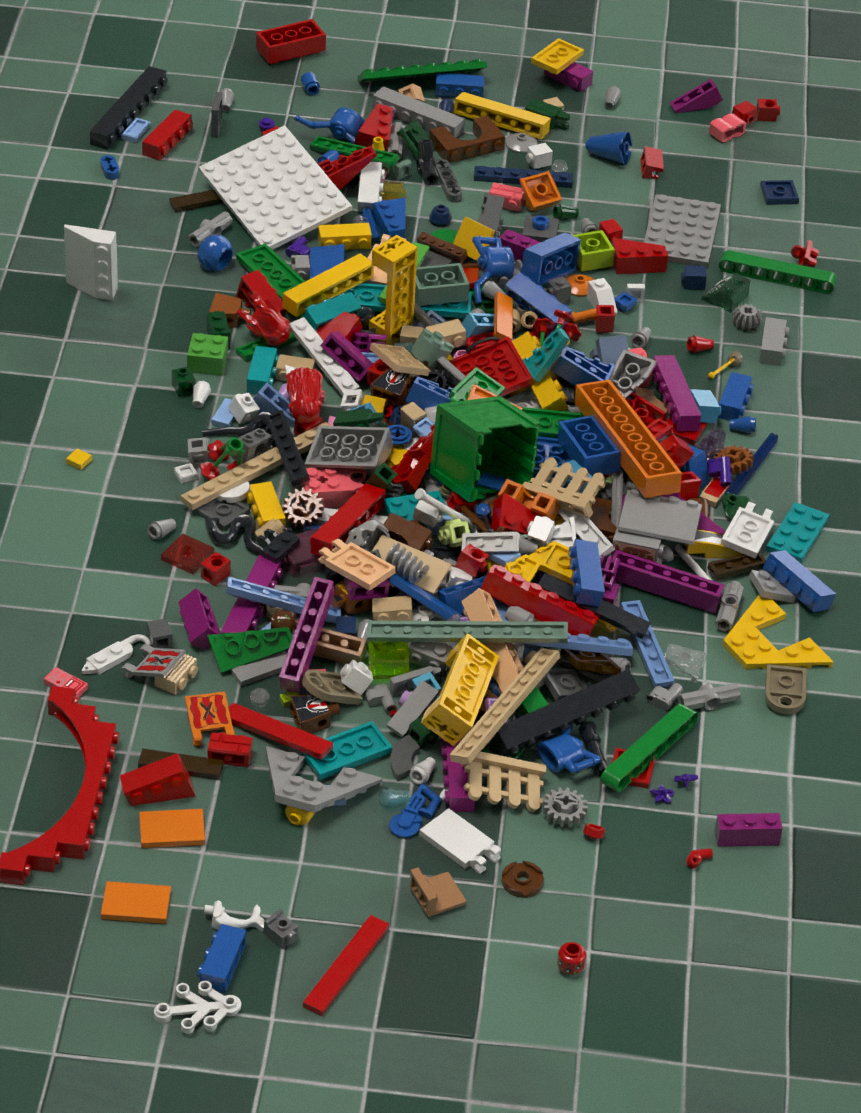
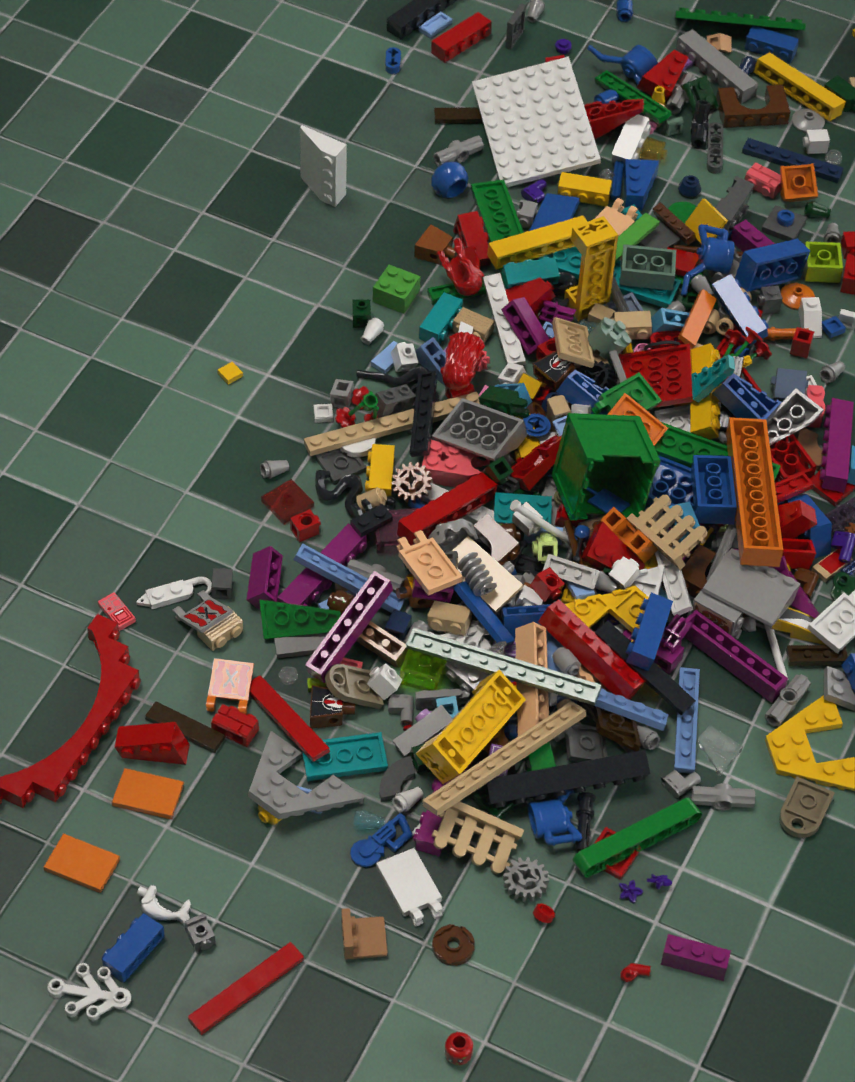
camera: 20 degrees right, 10 degrees up
(218, 325) = (418, 262): dark green brick -> none

